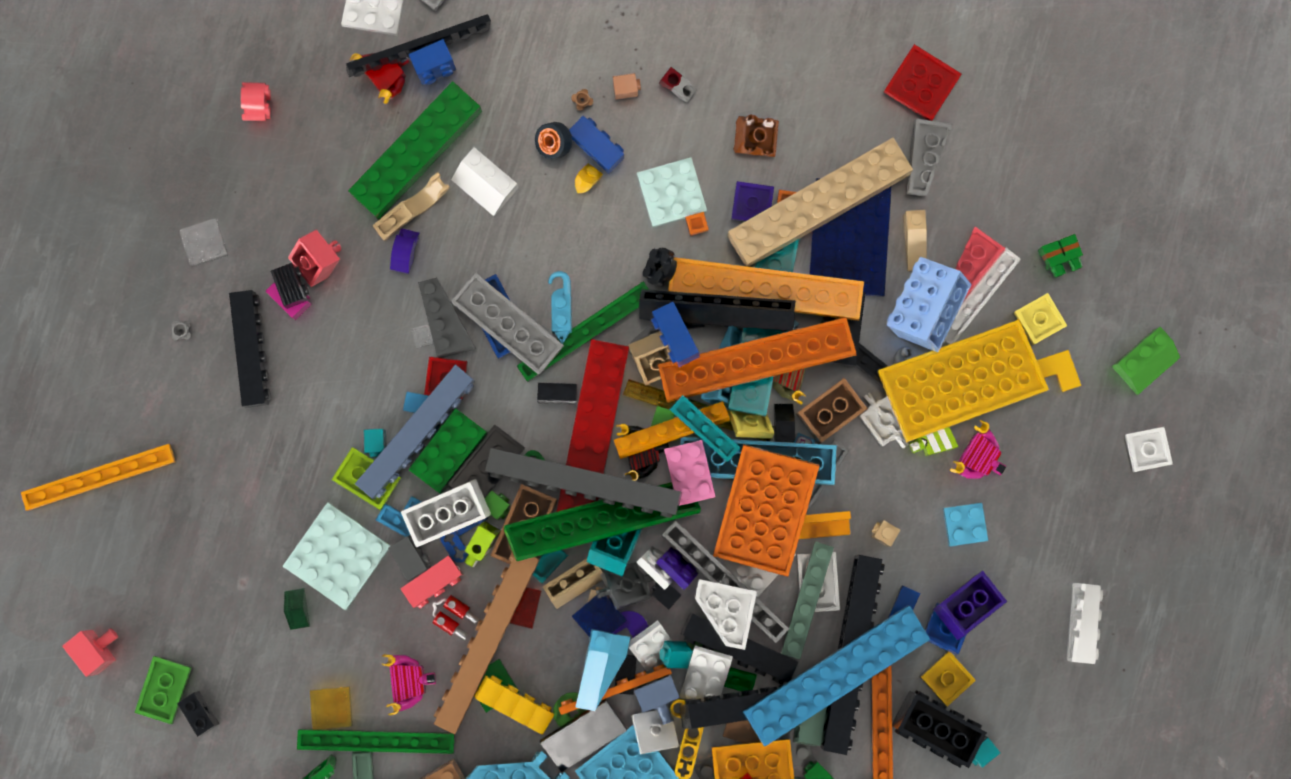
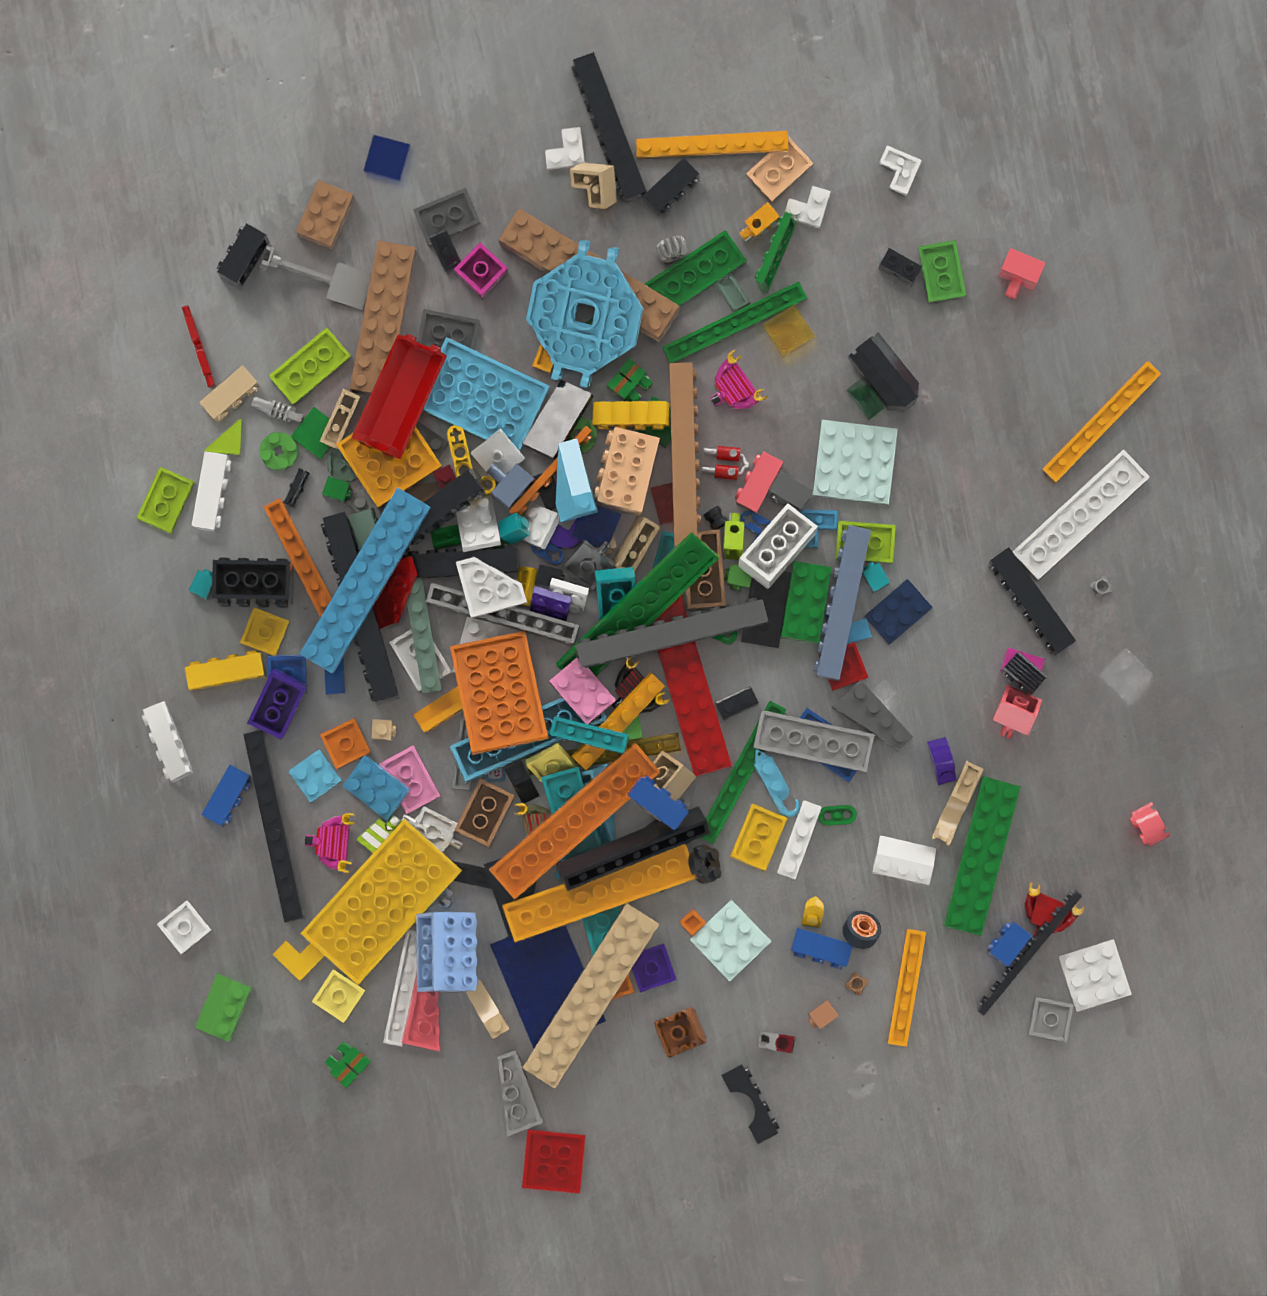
camera: 155 degrees right, 0 degrees up
(163, 403) = (1080, 514): none -> white plate
(264, 620) = (885, 374): none -> black brick
(371, 401) = (898, 612): none -> dark blue plate
(488, 569) = (715, 518): none -> black wheel
(491, 739) = (620, 382): none -> green hips
(522, 251) = (837, 815): none -> green plate
(540, 74) = (906, 987): none -> light orange plate
(546, 654) = (625, 471): none -> light nougat brick
(566, 245) = (799, 840): none -> white brick
(600, 268) = (758, 837): none -> yellow tile
(658, 614) = (548, 558): none -> blue beam
(687, 603) = (527, 577): none -> yellow plate
(713, 735) = (444, 476): none -> dark red brick
(728, 68) = (762, 1125): none -> black arch
(812, 650) = (395, 594): none -> red plate
(882, 476) = (411, 772): none -> bright pink plate
(916, 484) = (376, 787): none -> dark azure plate
(924, 539) = (345, 743): none -> orange plate
(1001, 660) = (225, 671): none -> yellow brick
(1025, 497) = (274, 826): none -> black brick
(1054, 546) = (227, 796): none -> blue brick

